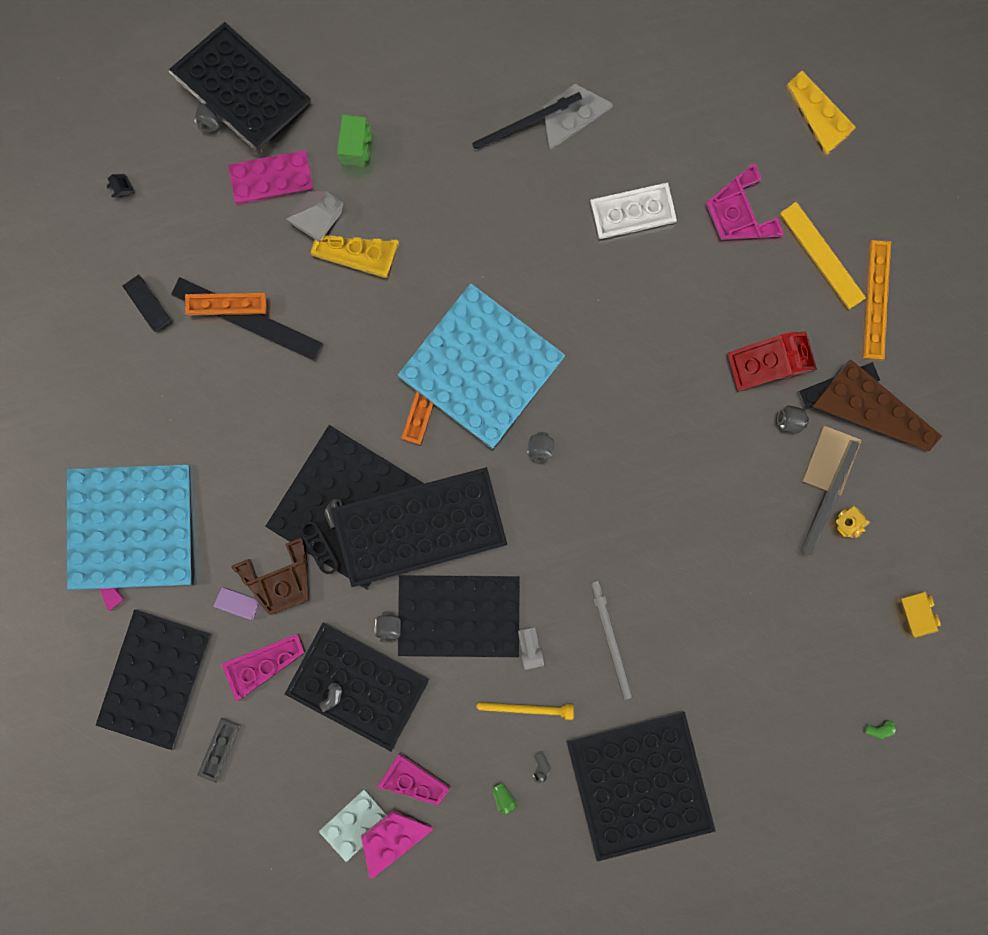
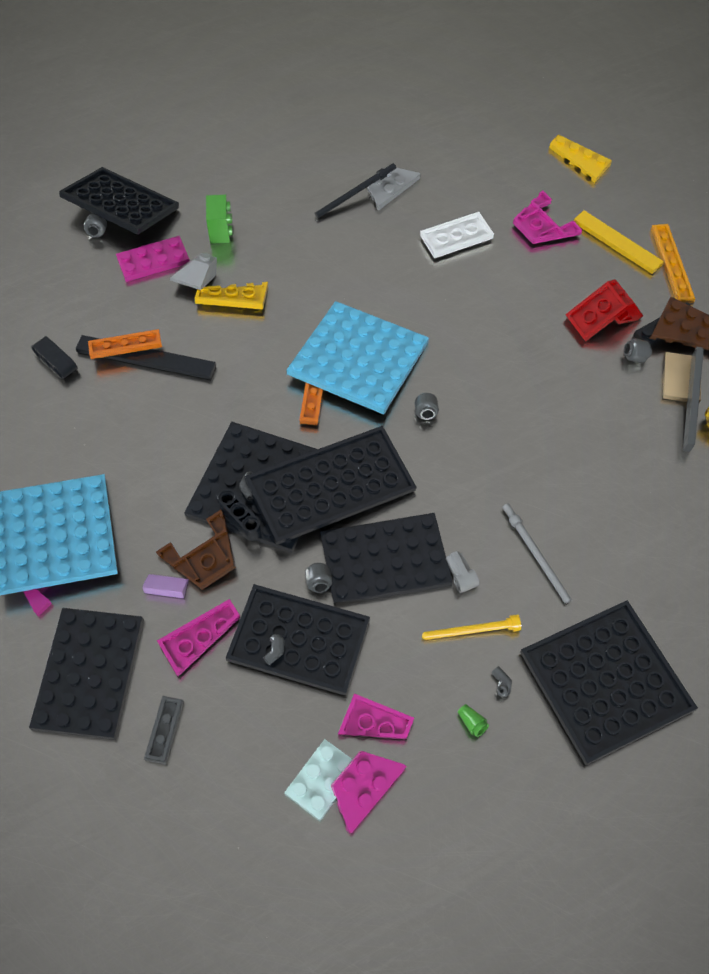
camera: 15 degrees left, 25 degrees down
(119, 184) = (23, 280): black tile -> none

